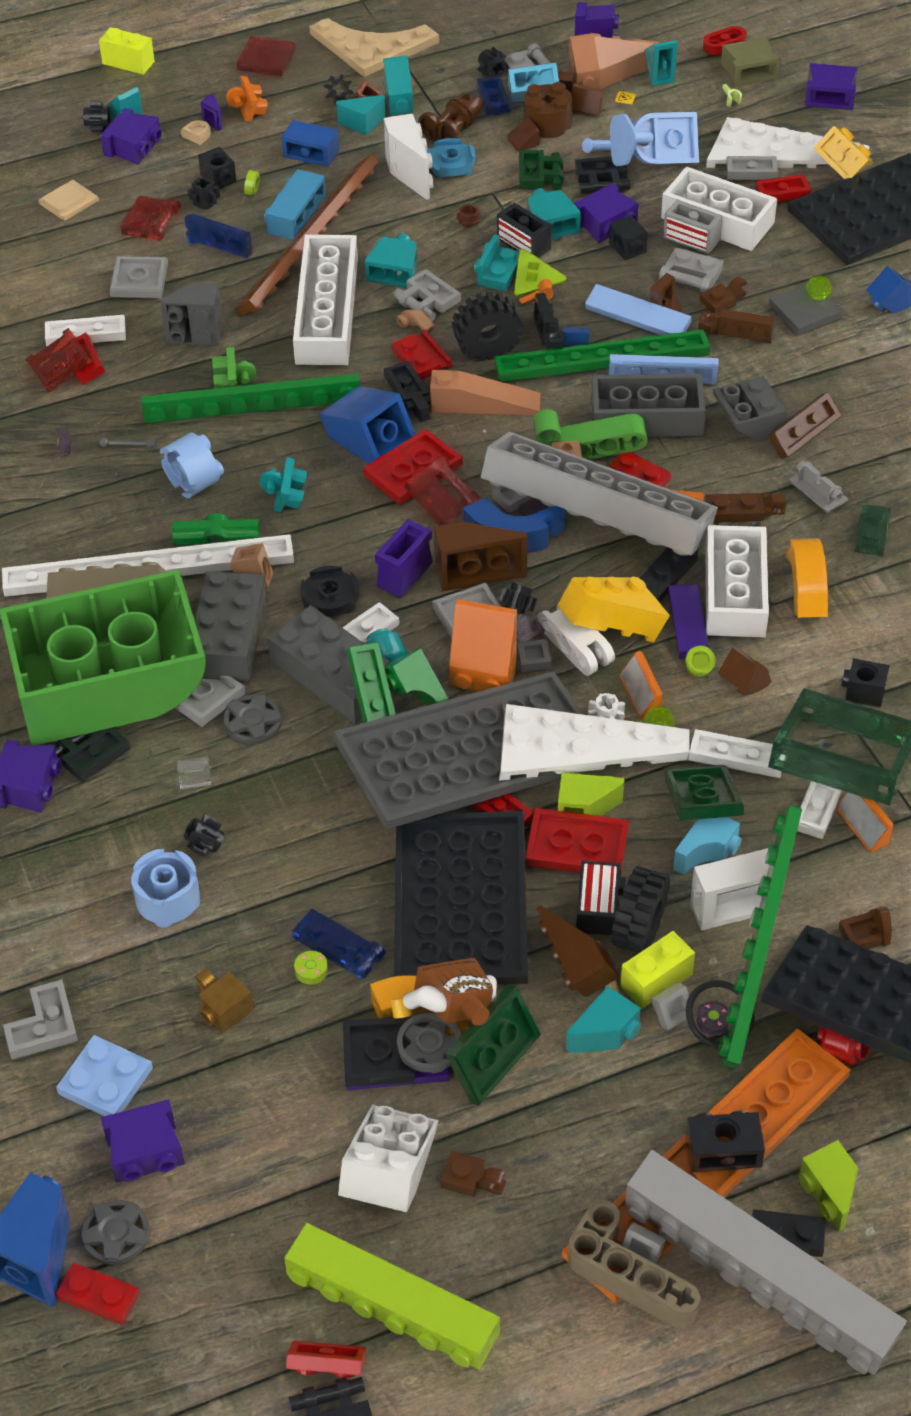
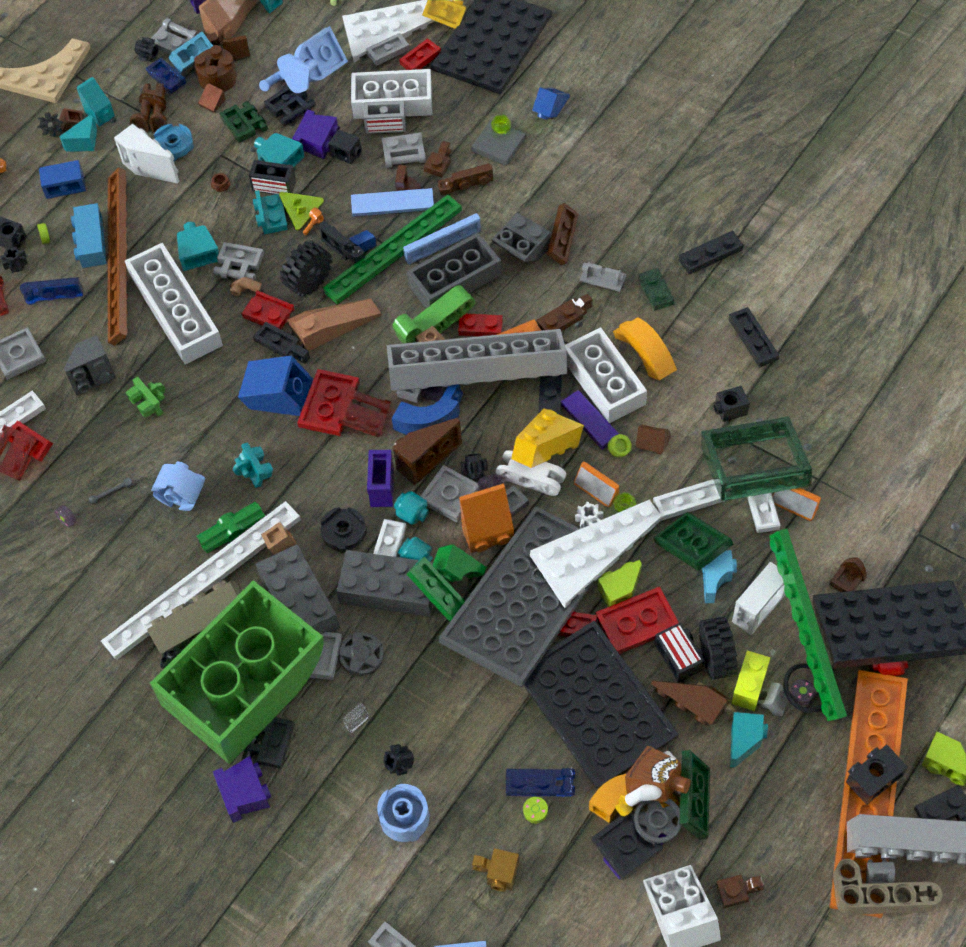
camera: 30 degrees left, 10 degrees up
(247, 398) = (175, 410): green plate -> none
(416, 605) = (411, 507): none -> teal head
(625, 97) = (257, 31): yellow sticker -> none

